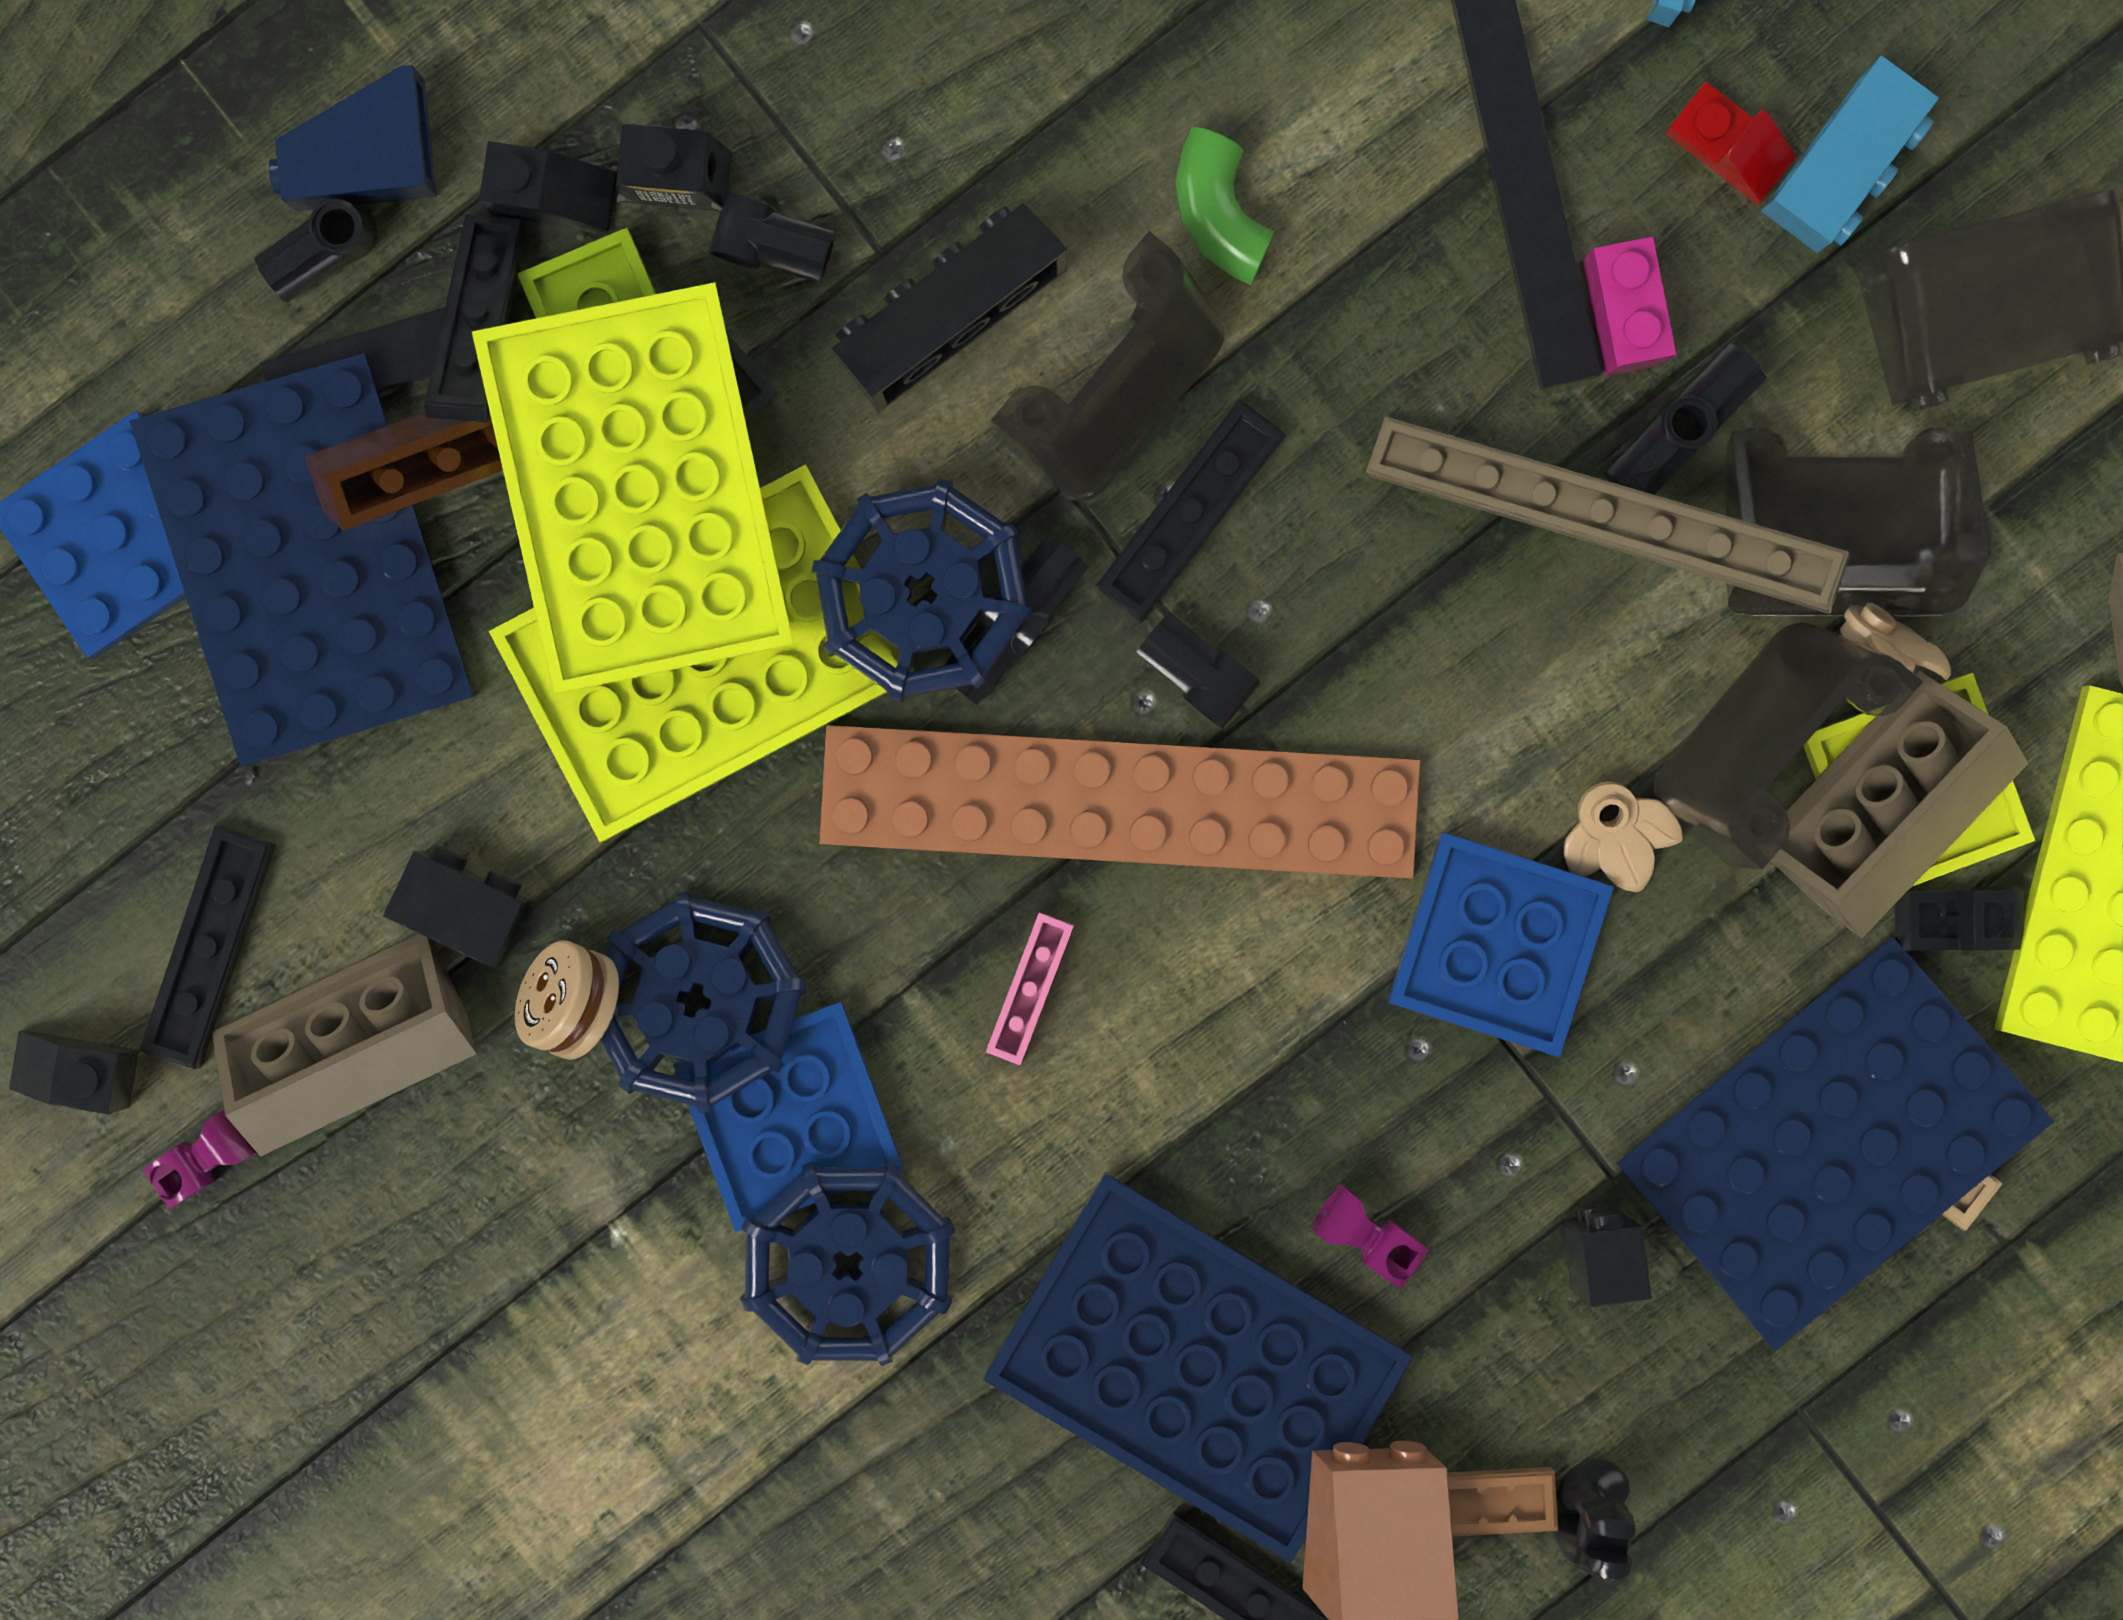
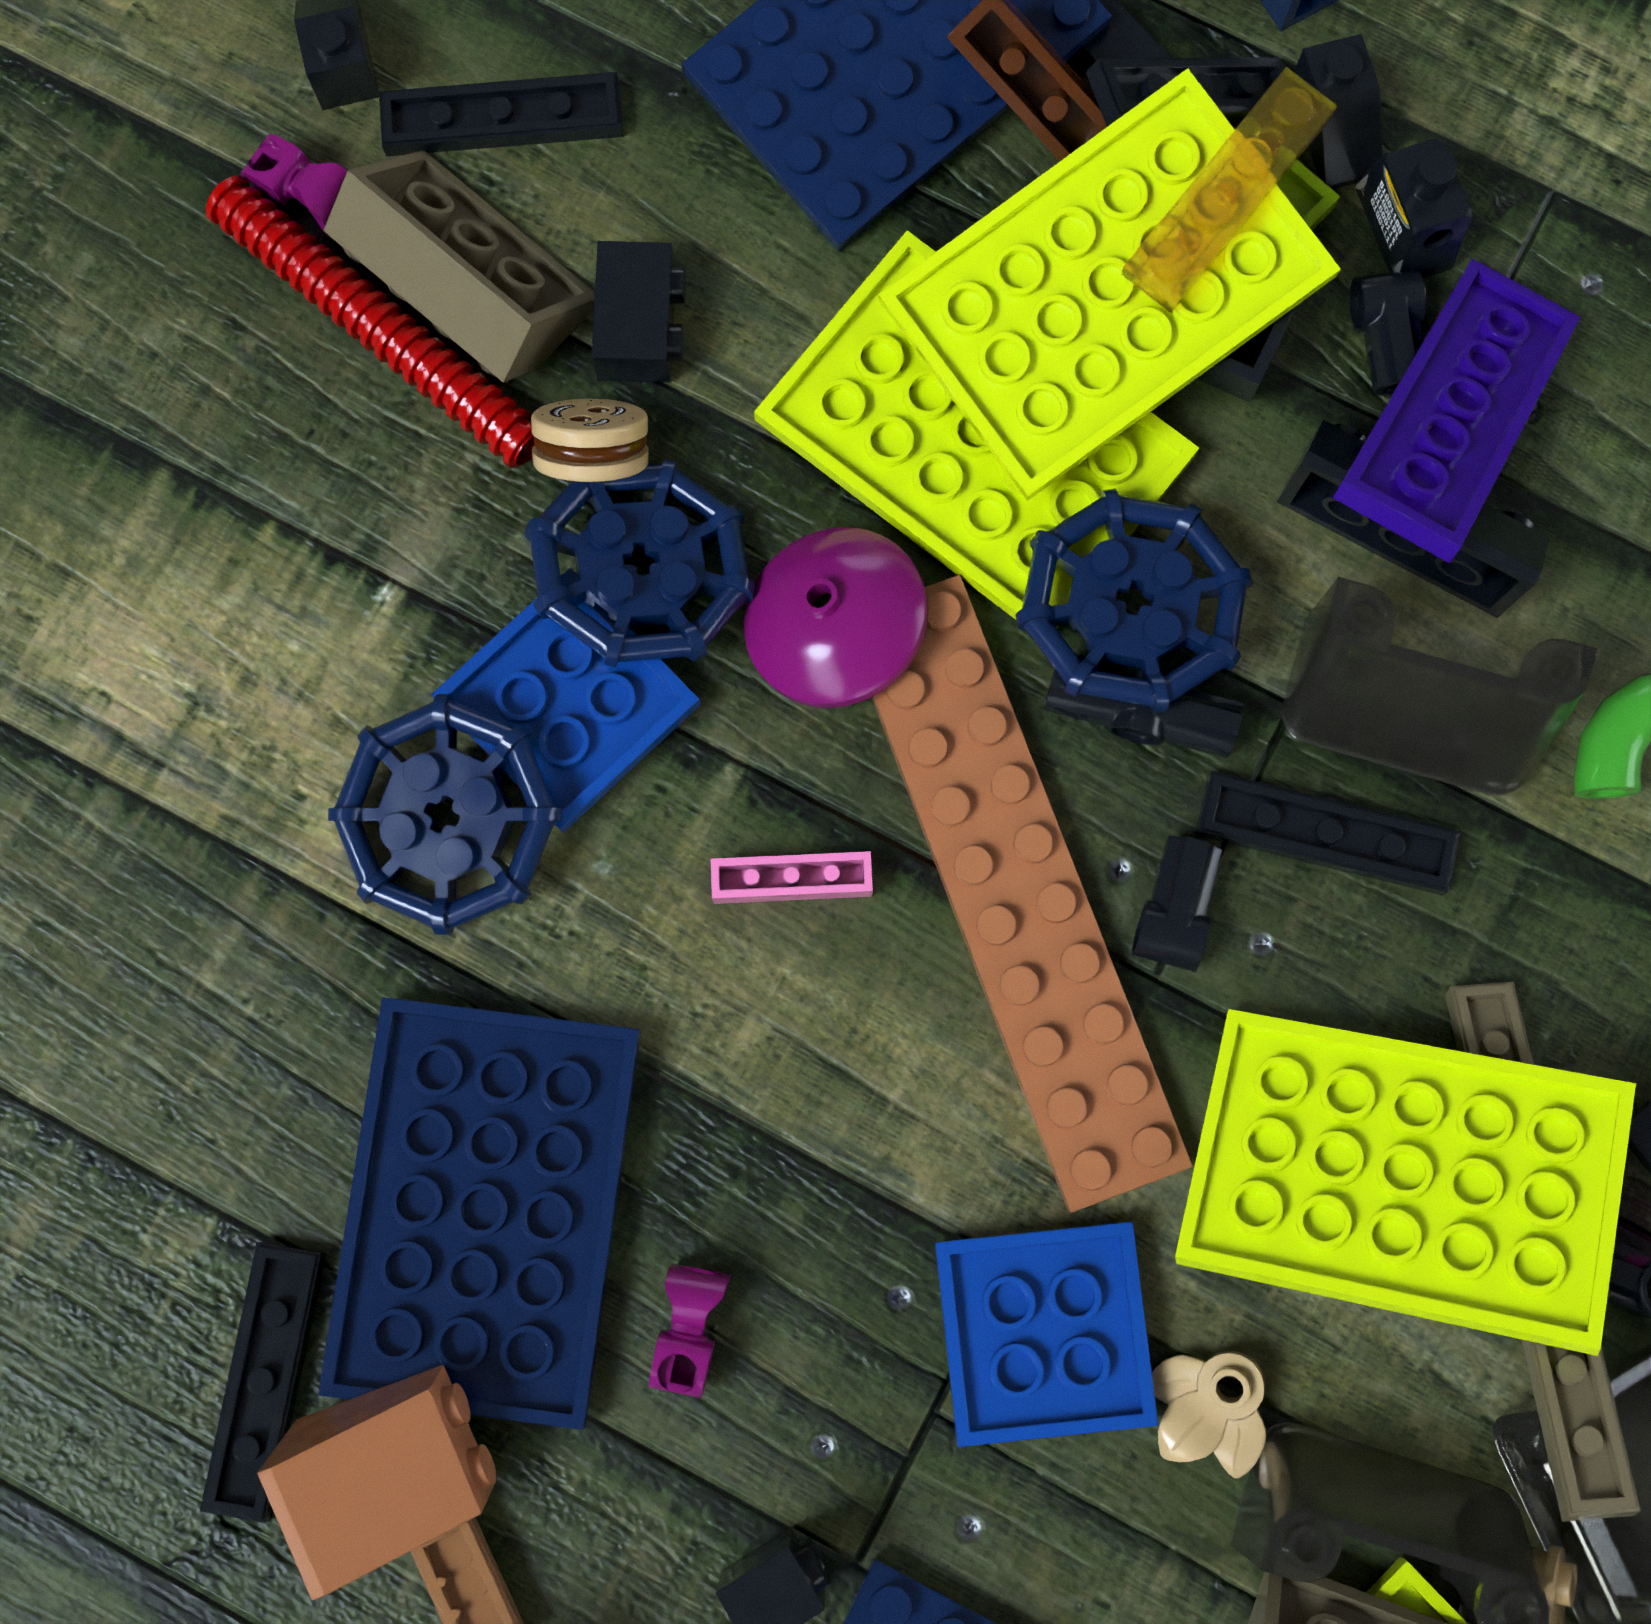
camera: 70 degrees right, 10 degrees down
(359, 1146) = (372, 319): none -> red piece
(602, 348) = (1229, 190): none -> clear yellow plate
(842, 828) = (855, 640): none -> magenta dish
(878, 230) = (1458, 411): none -> dark purple plate
(1509, 596) = (1411, 1179): none -> neon yellow plate

